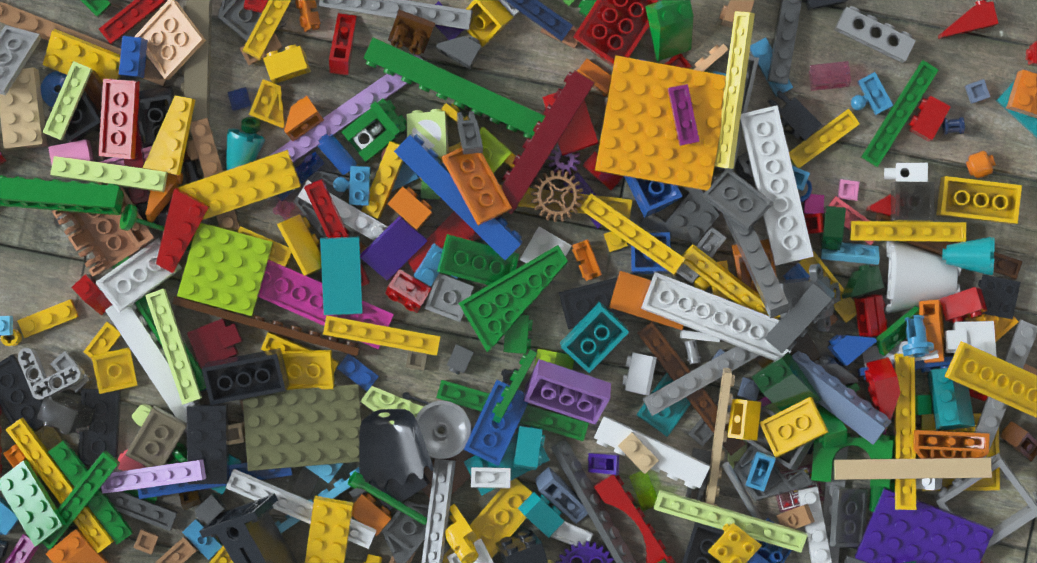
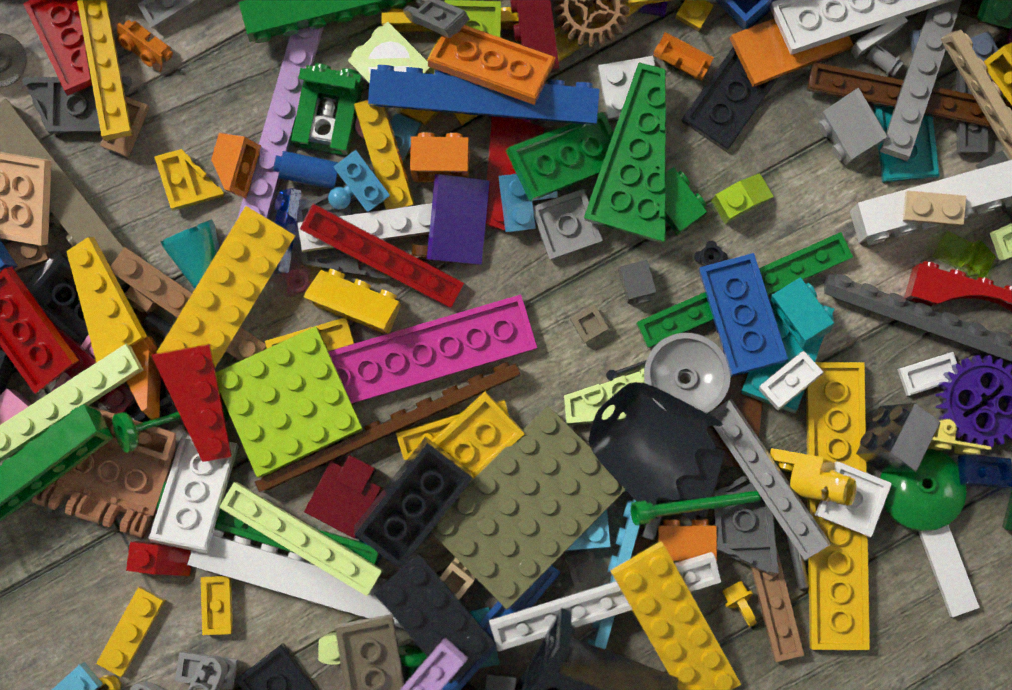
camera: 35 degrees left, 5 degrees down
(114, 370) = (255, 626): yellow plate -> none
(239, 99) = (147, 202): clear blue plate -> none
(250, 125) = (183, 219): dark green tile -> none
(286, 64) = (167, 115): yellow brick -> none
(341, 275) = (426, 297): teal tile -> none
(342, 44) = (213, 48): red slope -> none
(357, 372) = (535, 394): blue plate -> none
(381, 335) = (528, 327): yellow plate -> none
(407, 291) = (514, 256): red bracket -> none
(427, 192) = (444, 123): bright green plate -> none
(509, 392) = (728, 266): green plate -> none
(541, 514) = (879, 376): teal brick -> none
(561, 495) = (881, 337): sand blue slope -> none
(567, 392) = (791, 212): medium lavender brick -> none
(594, 337) = (766, 129): teal brick -> none
(603, 463) = (898, 261): dark purple slope -> none

